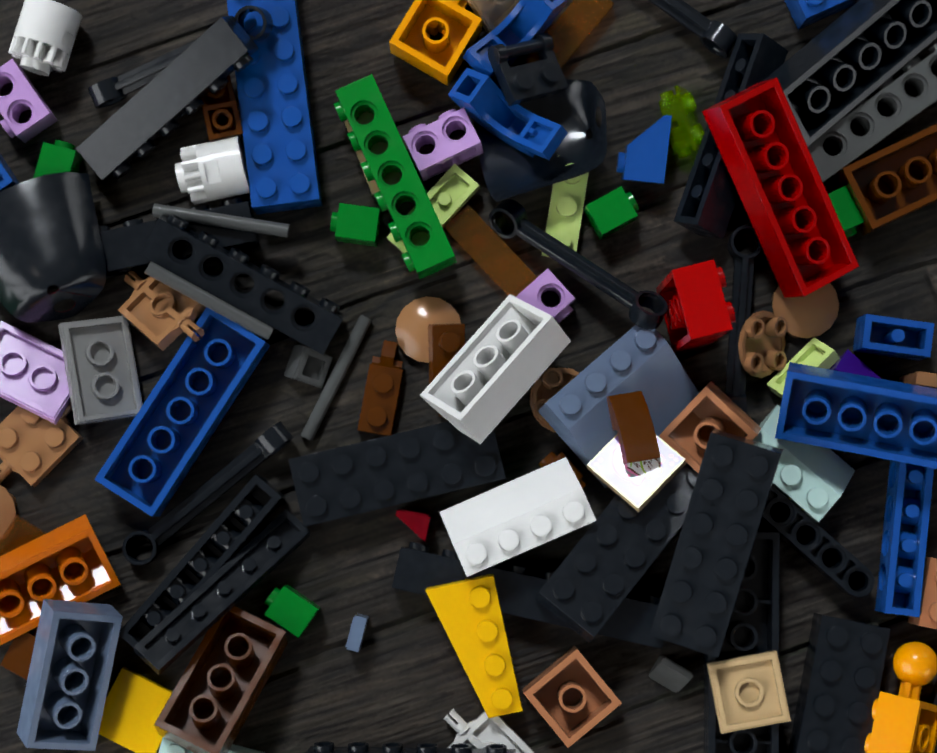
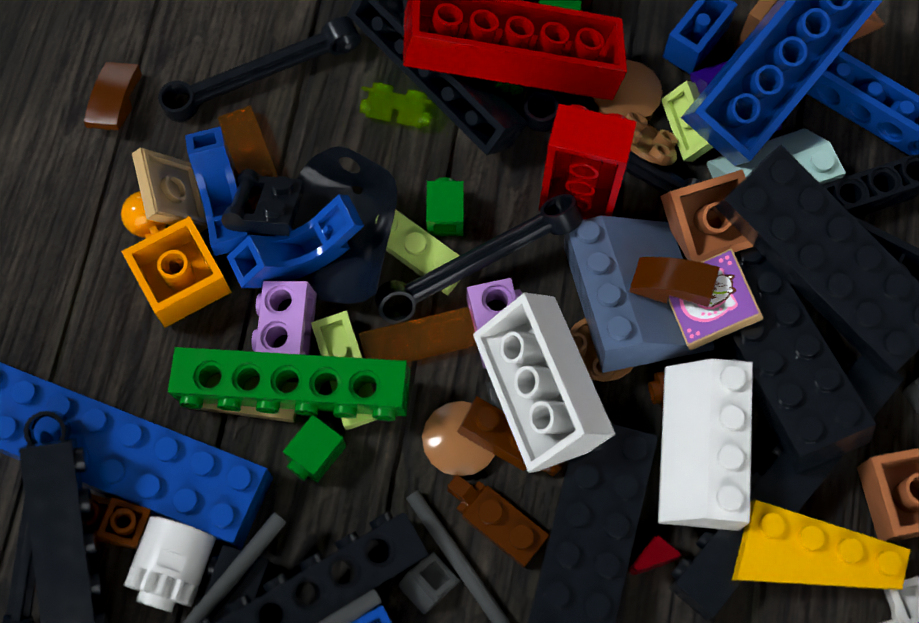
camera: 60 degrees left, 15 degrees down
(647, 154) = (409, 146): blue slope -> none

